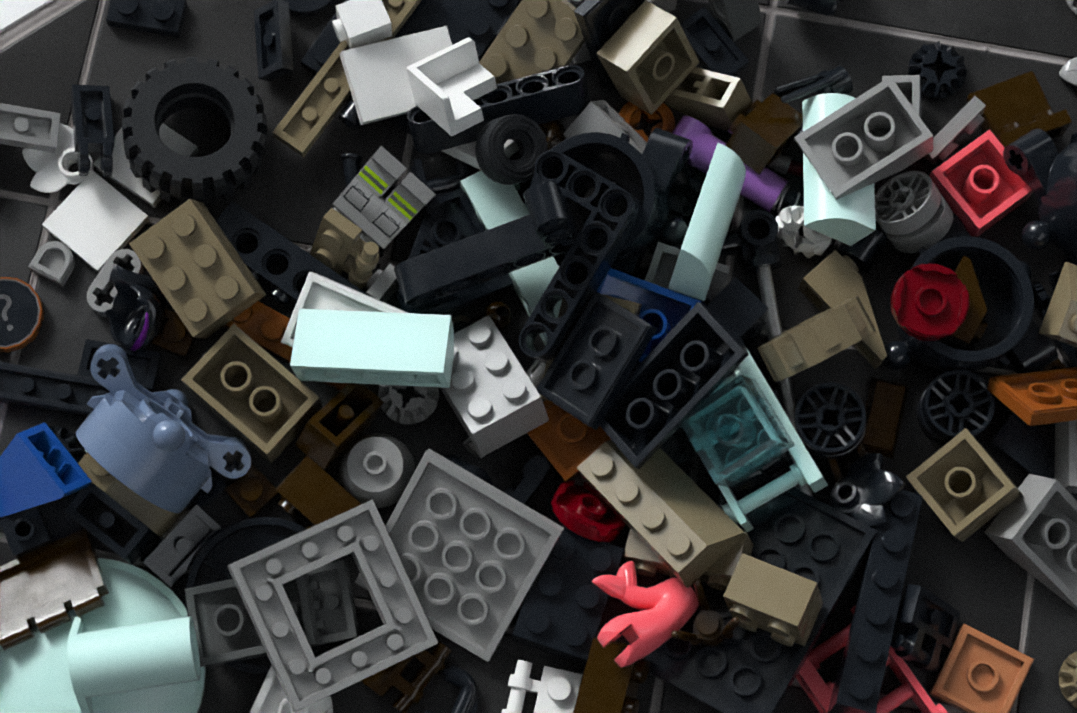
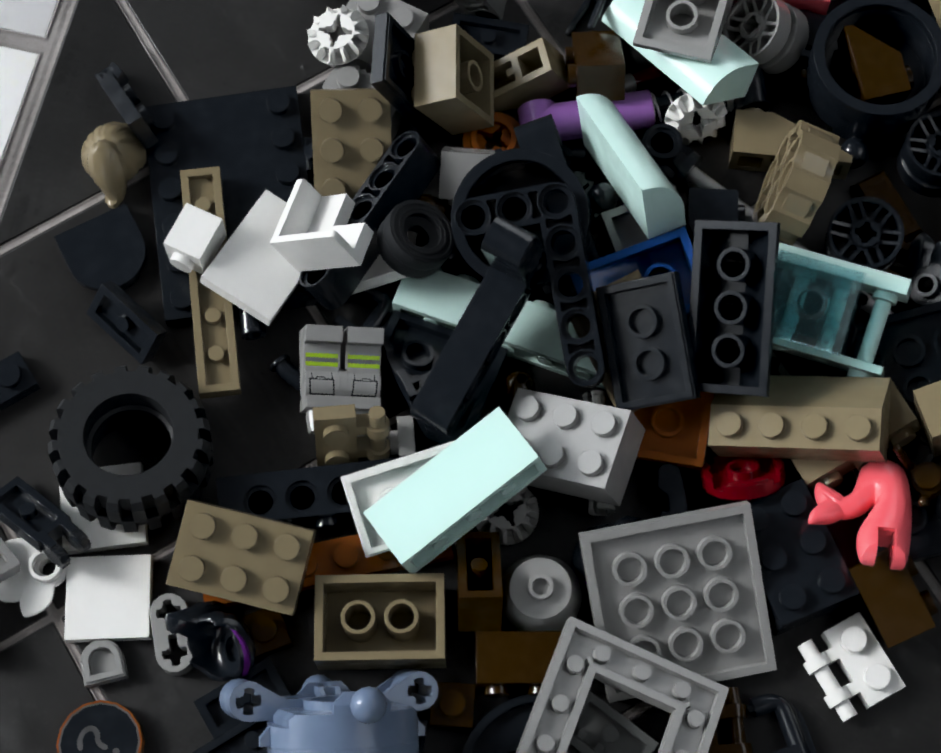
camera: 35 degrees left, 5 degrees down
(929, 302) = (856, 80): dark red tile -> none

